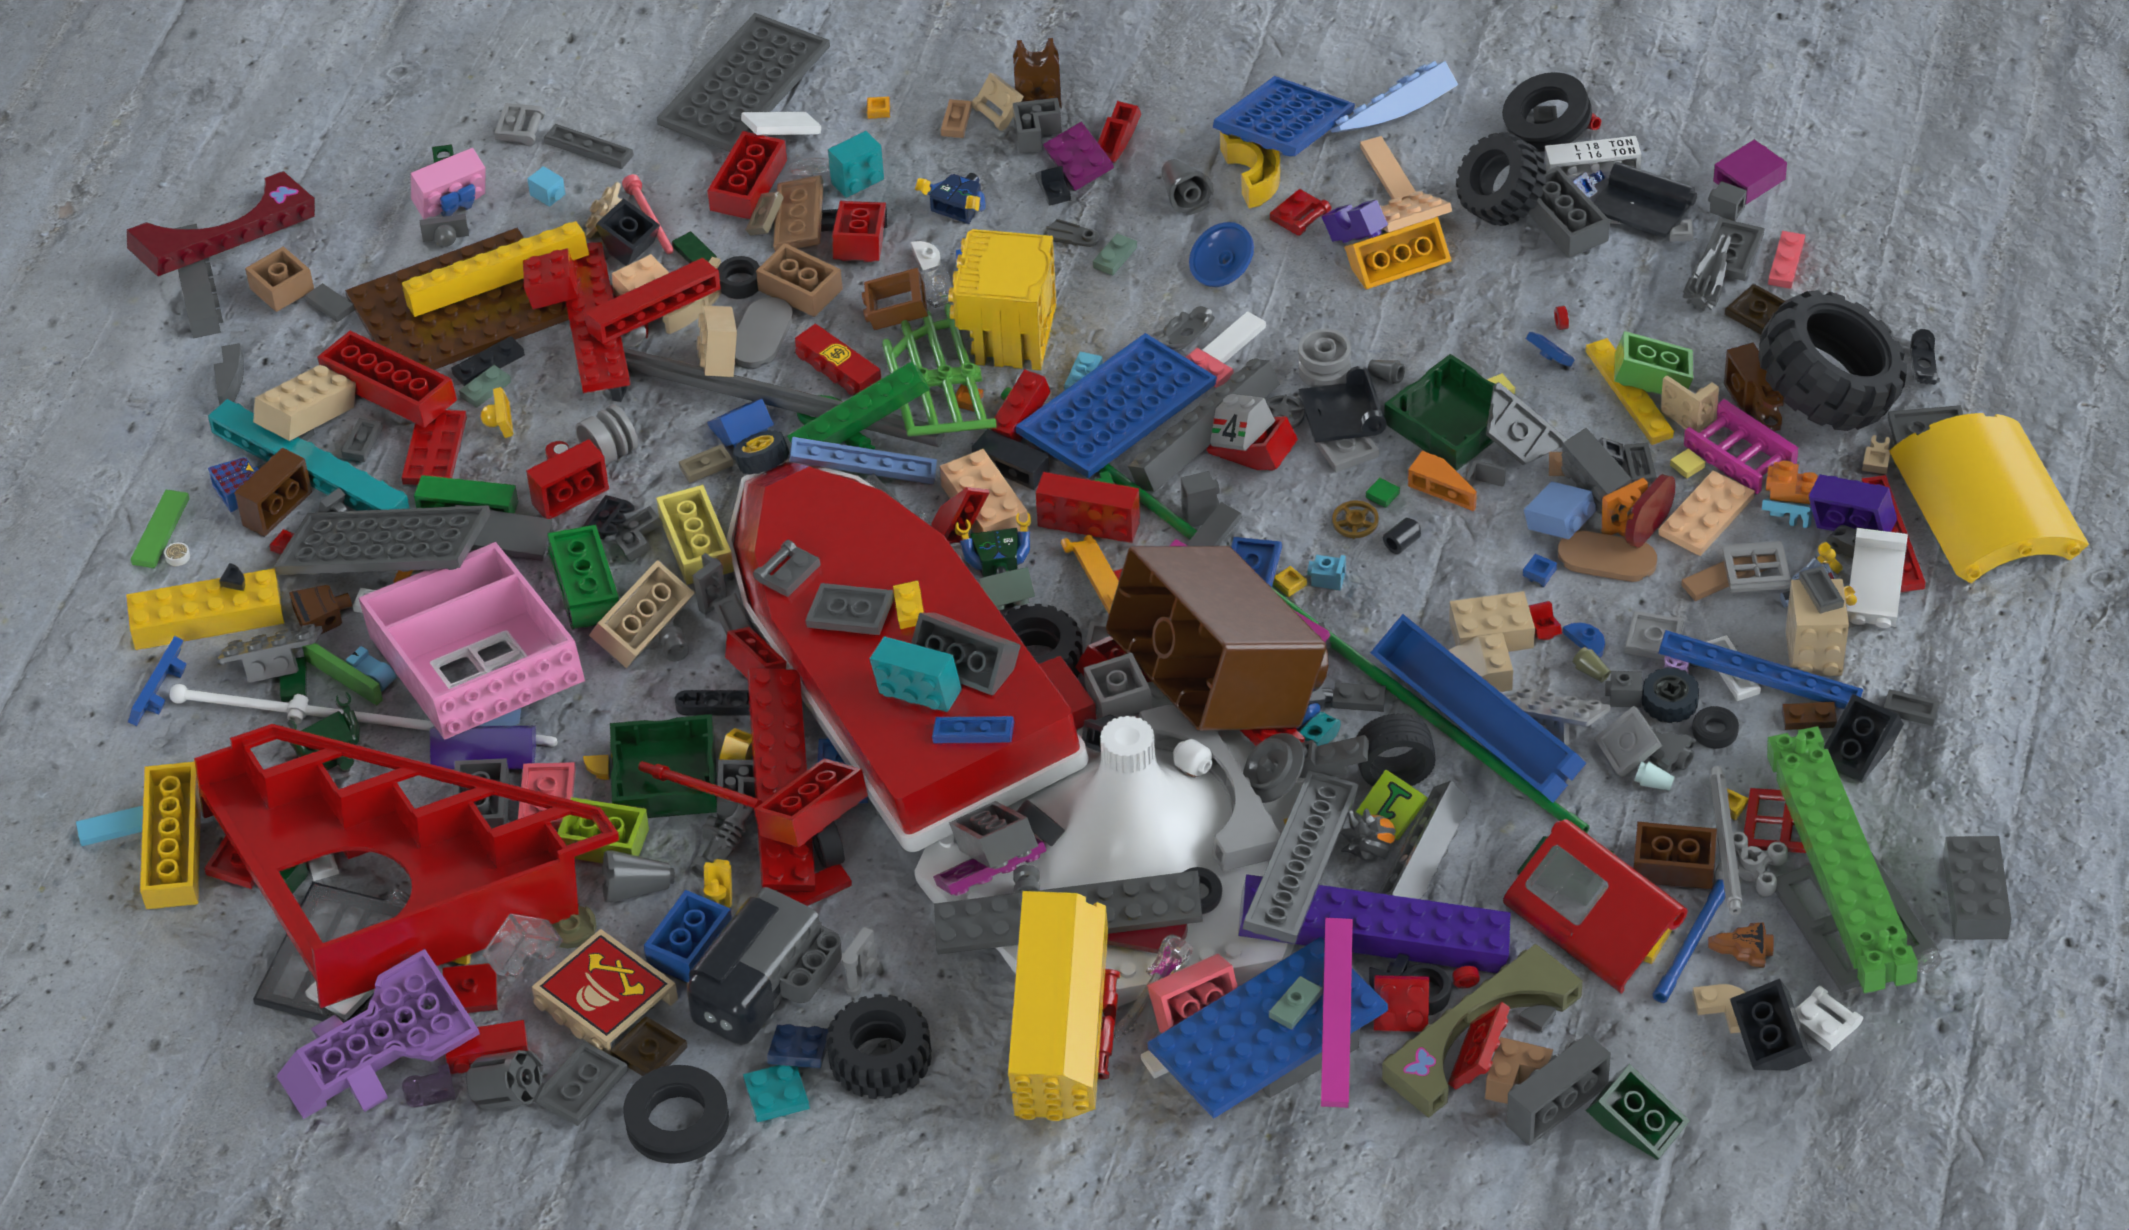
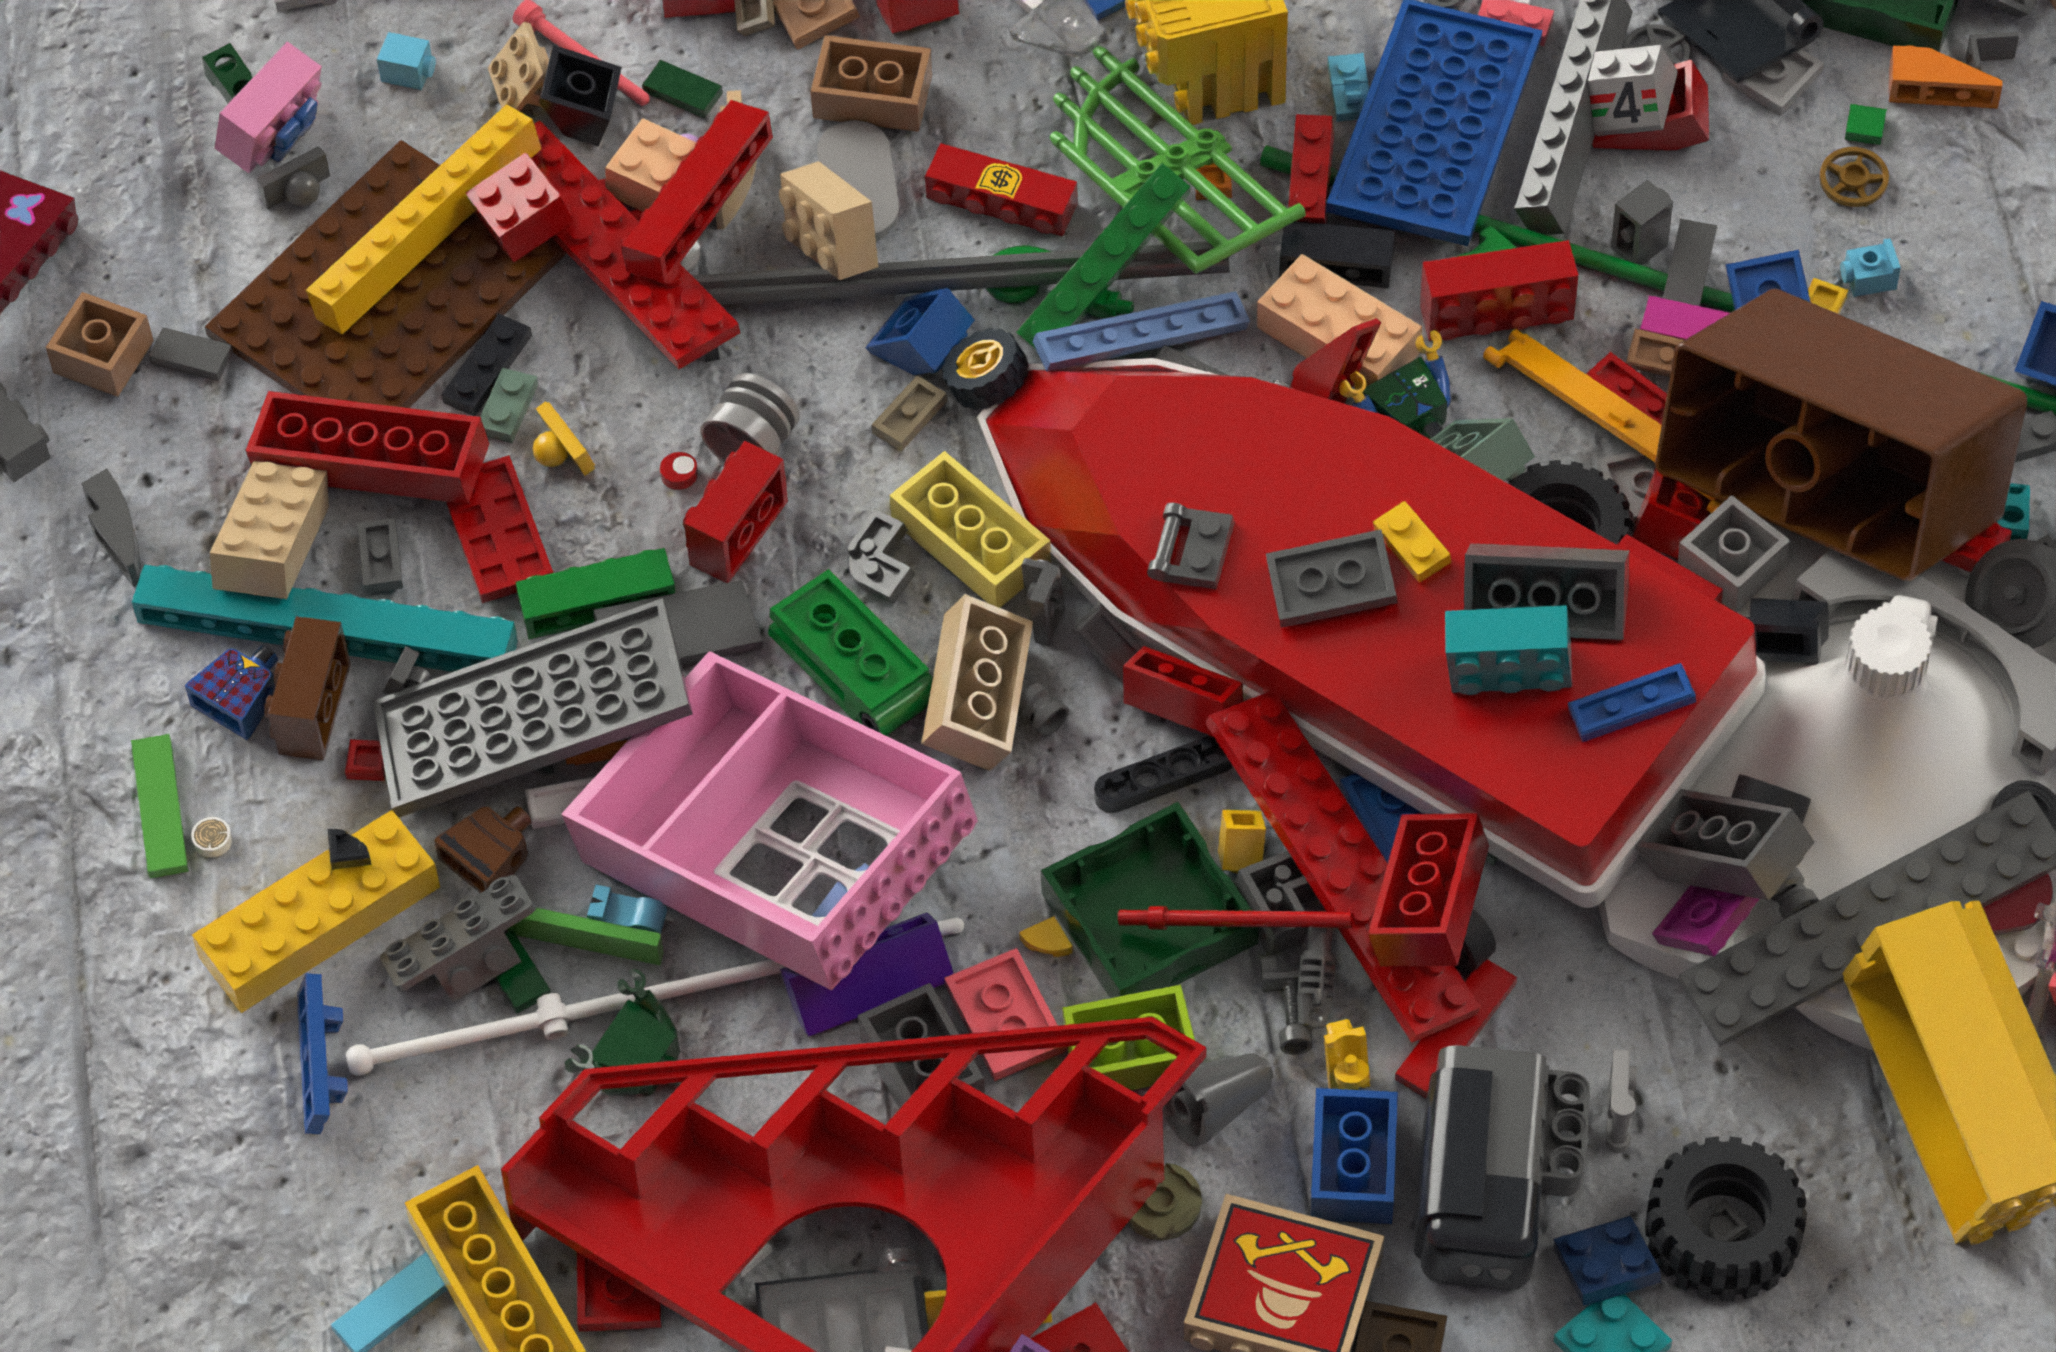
camera: 25 degrees left, 10 degrees up
(518, 941) = (1122, 1262): clear brick -> none
(608, 514) = (821, 543): black plate -> none
(736, 265) = (783, 86): black tyre -> none
(890, 286) = (1013, 44): dark orange window -> none
(1402, 535) = (1936, 180): black brick -> none

